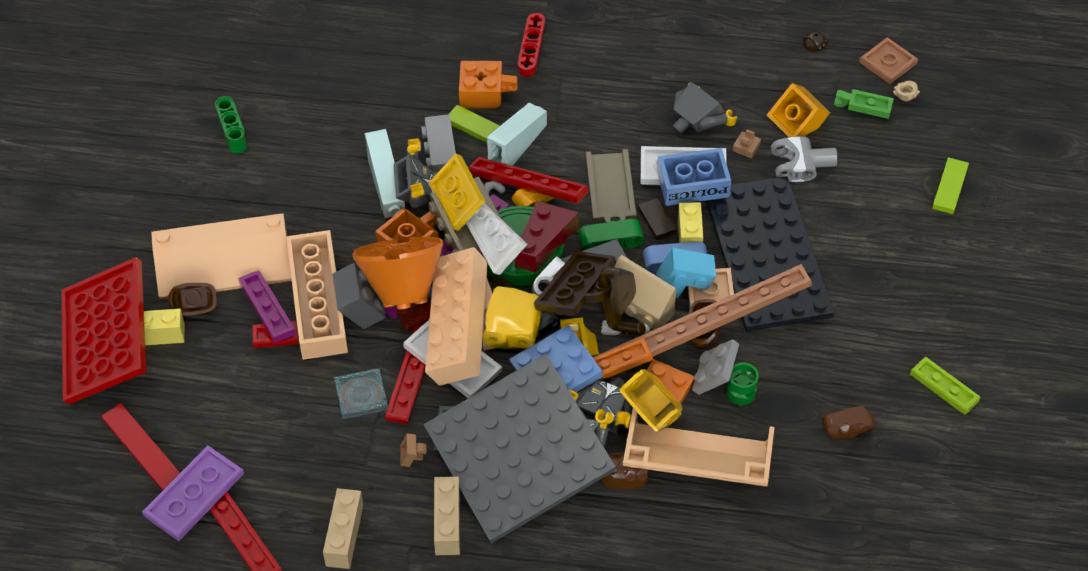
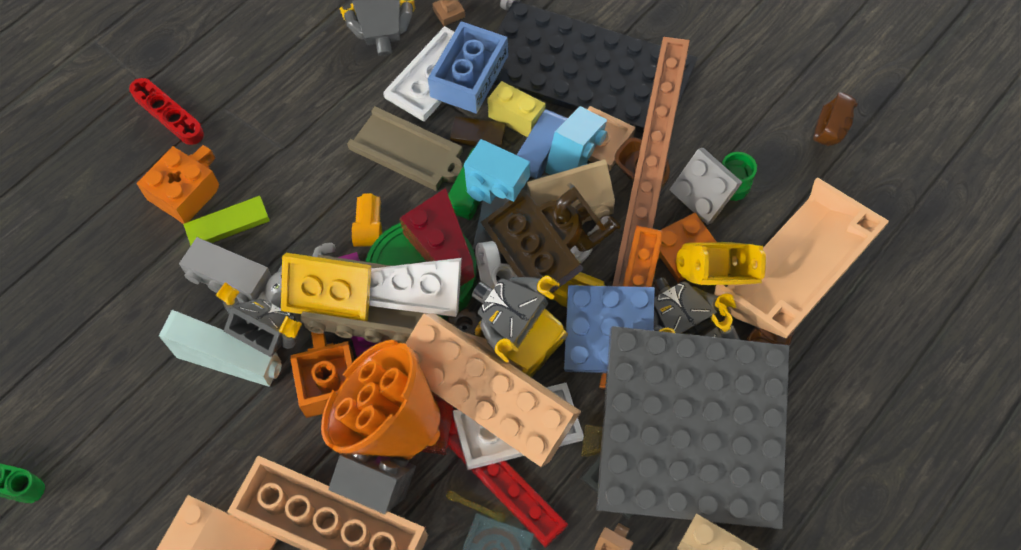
camera: 55 degrees left, 10 degrees up
(386, 382) = (498, 516): none -> clear yellow hinge
(510, 293) = (511, 310): none -> dark grey torso
(516, 134) = (278, 193): light aqua slope -> none
(528, 180) = (348, 213): red tile -> none
(610, 230) = (495, 173): none -> medium azure brick
(945, 385) = (830, 25): lime tile -> none

